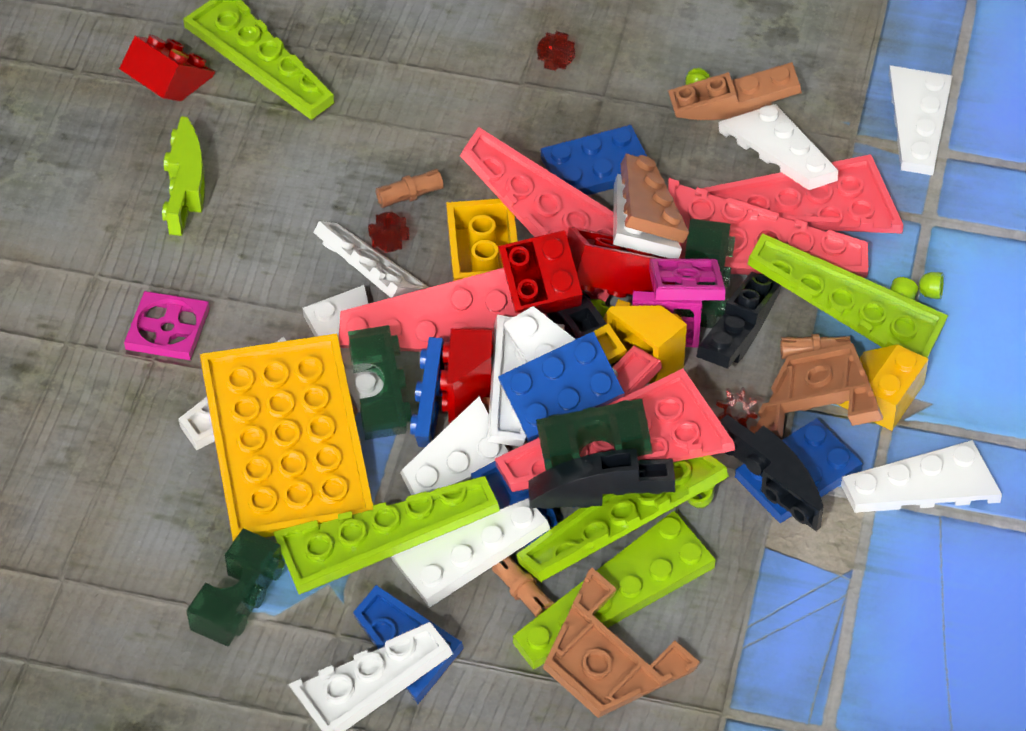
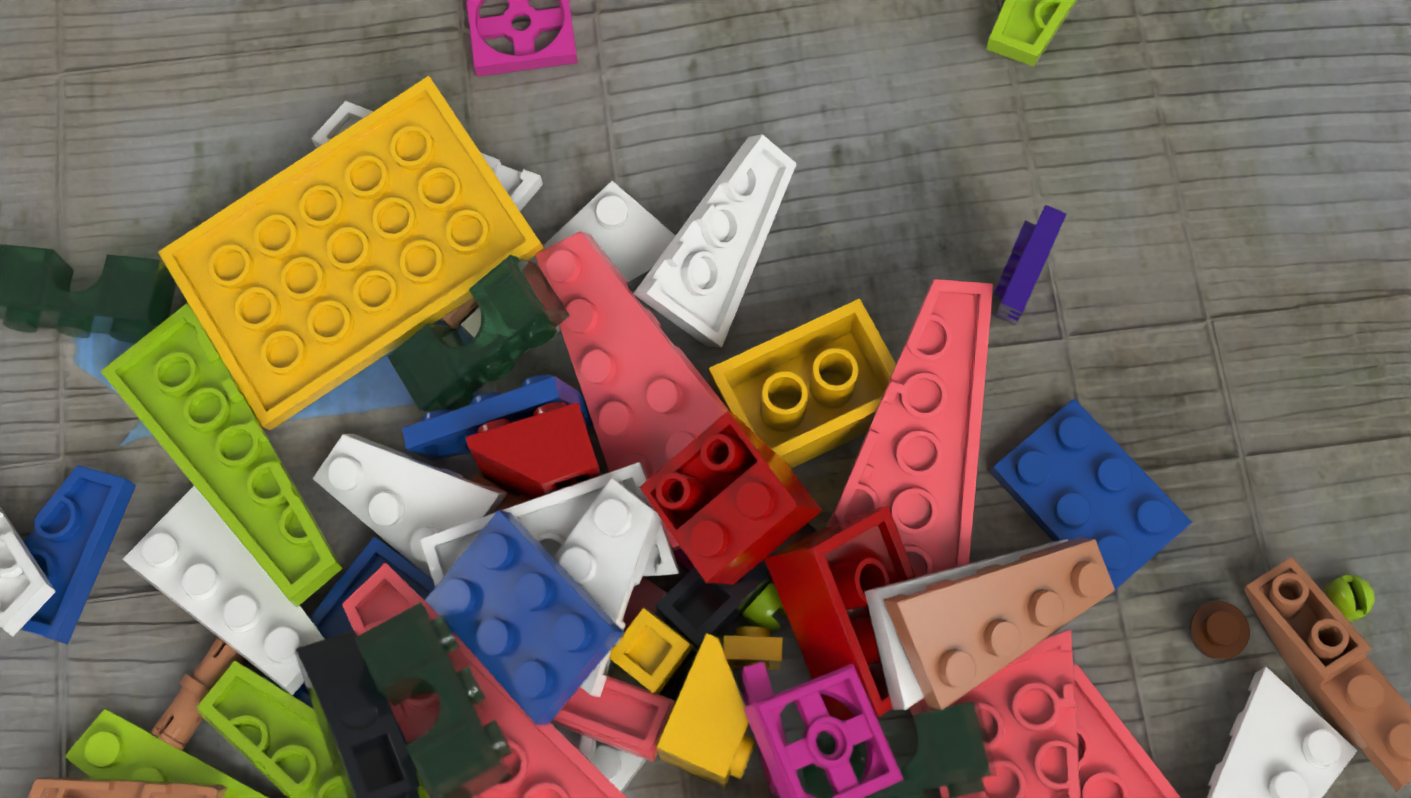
camera: 70 degrees right, 20 degrees up
(388, 232) = (788, 245): clear red gear -> none
(409, 188) = (907, 236): nougat pin -> none
(467, 114) = (1027, 263): none -> dark purple wing
(556, 50) = (1291, 344): clear red gear -> none
(691, 136) = (1219, 630): none -> reddish brown plate

